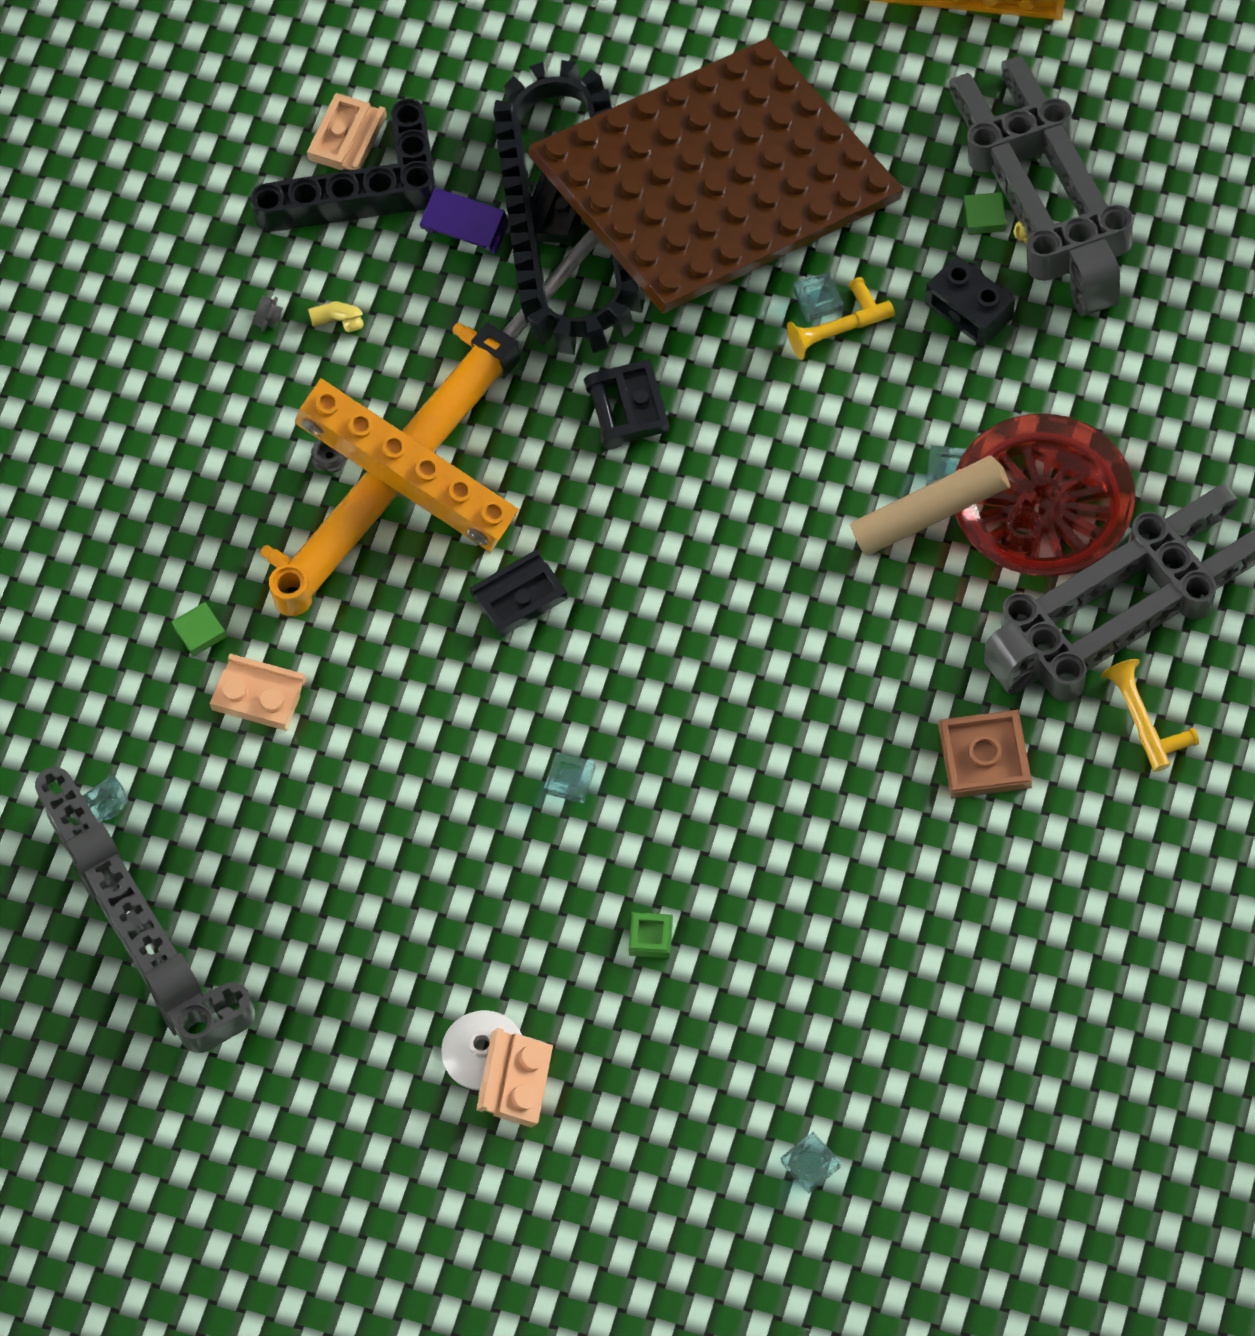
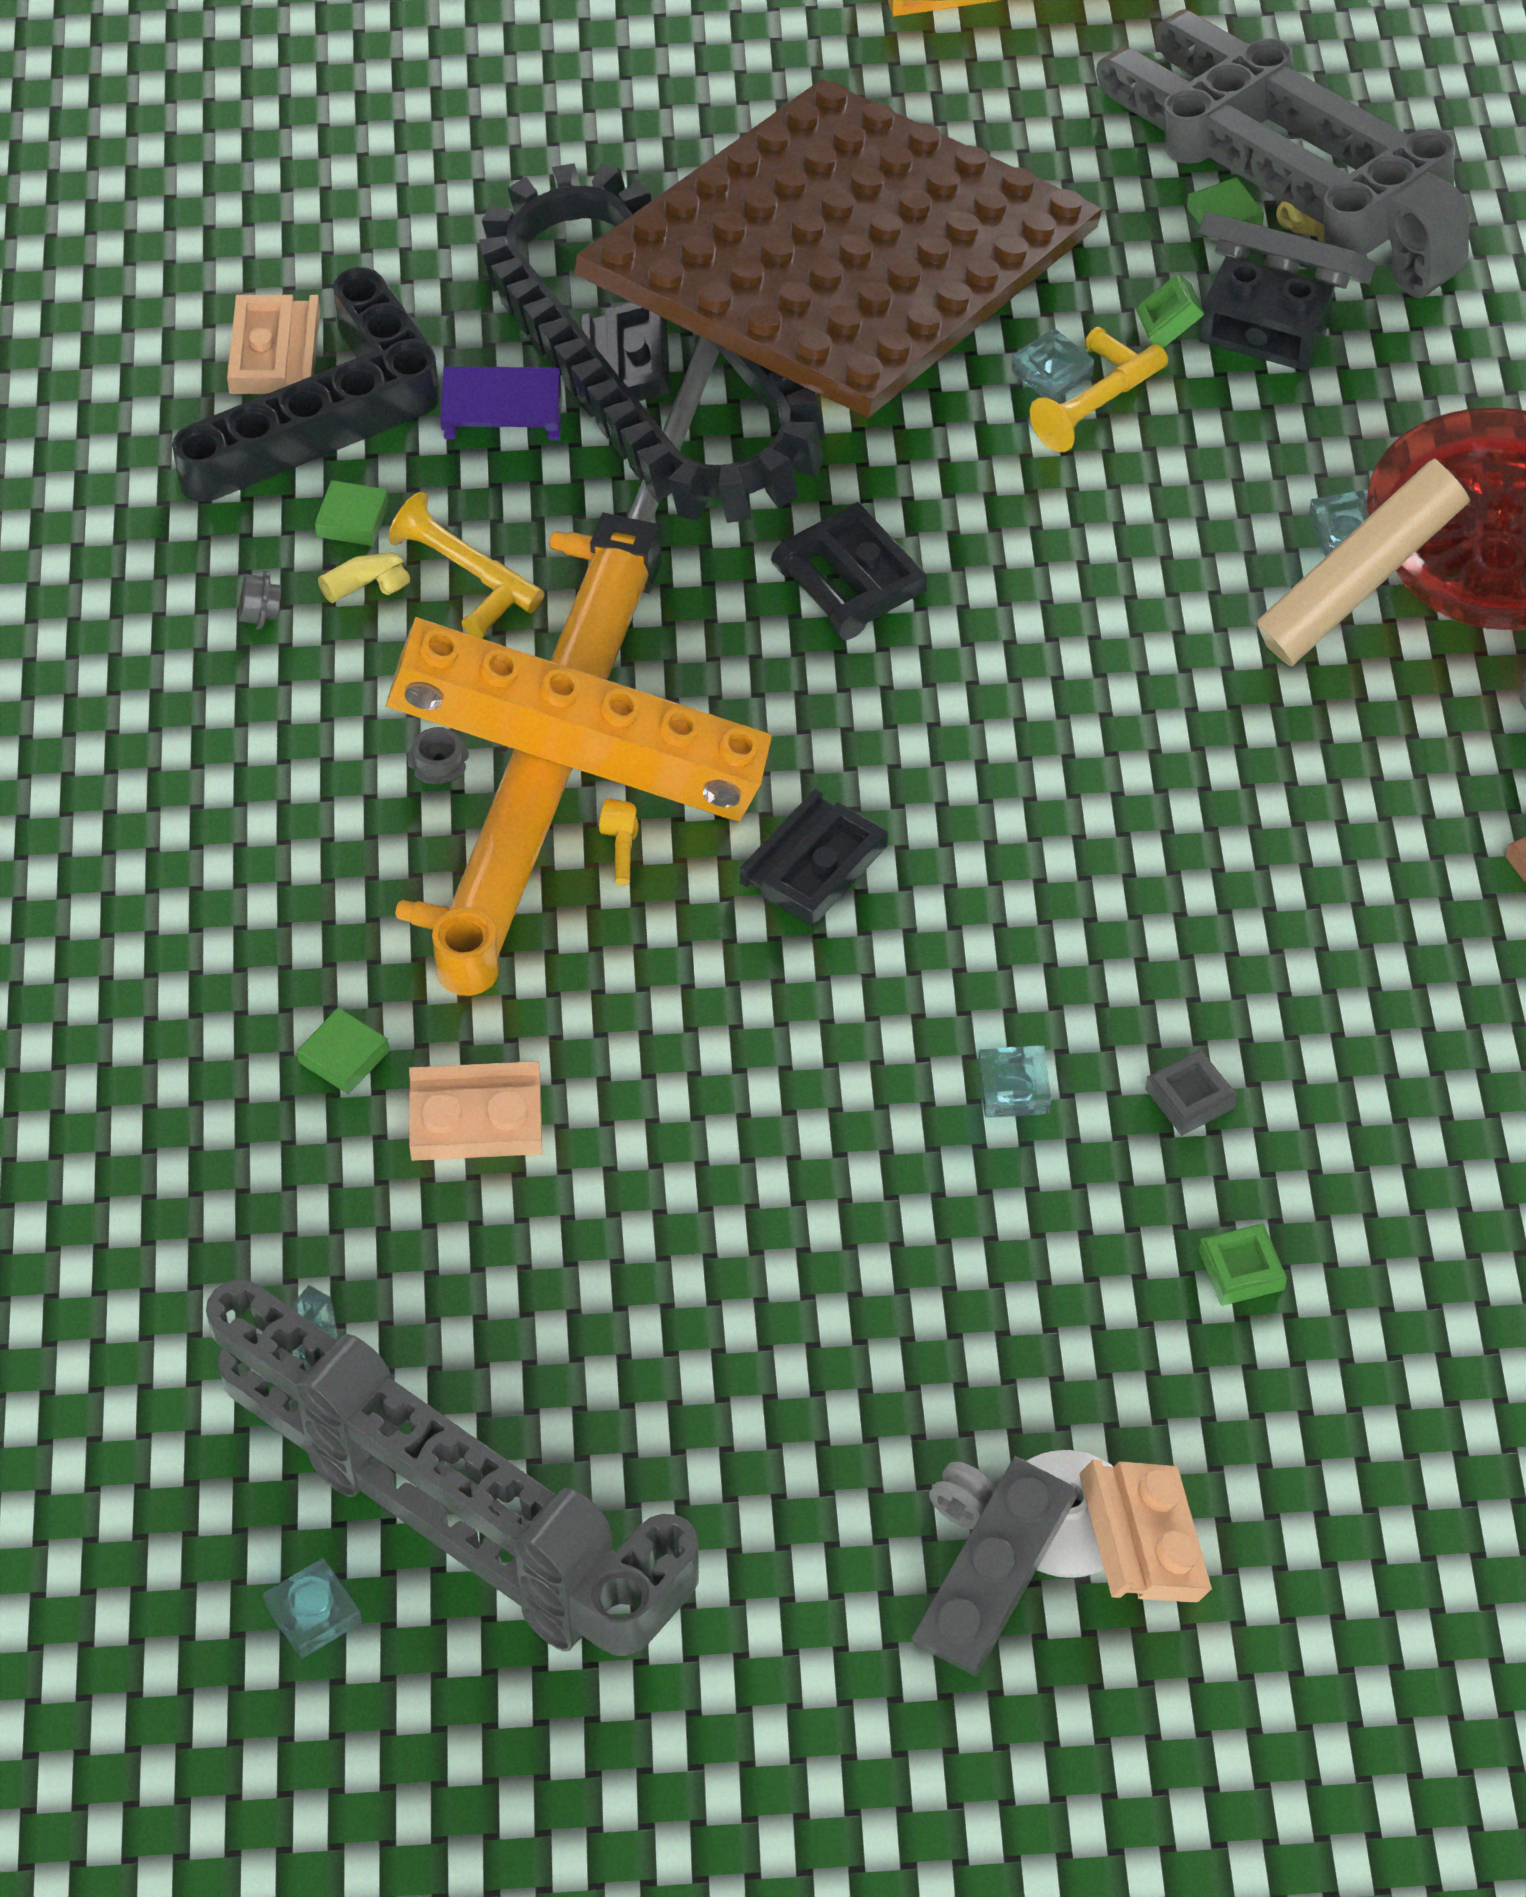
camera: 25 degrees left, 10 degrees down
(48, 963) = (312, 1608): none -> clear light blue plate
(347, 268) = (352, 513): none -> bright green tile
(379, 290) = (417, 524): none -> yellow piece
(420, 534) = (620, 820): none -> yellow hand
(422, 1069) = (995, 1566): none -> dark grey plate
(425, 1021) = (962, 1494): none -> light grey bush
(672, 817) = (1191, 1092): none -> dark grey tile
(908, 281) = (1169, 311): none -> bright green tile
(998, 262) = (1287, 251): none -> dark grey plate

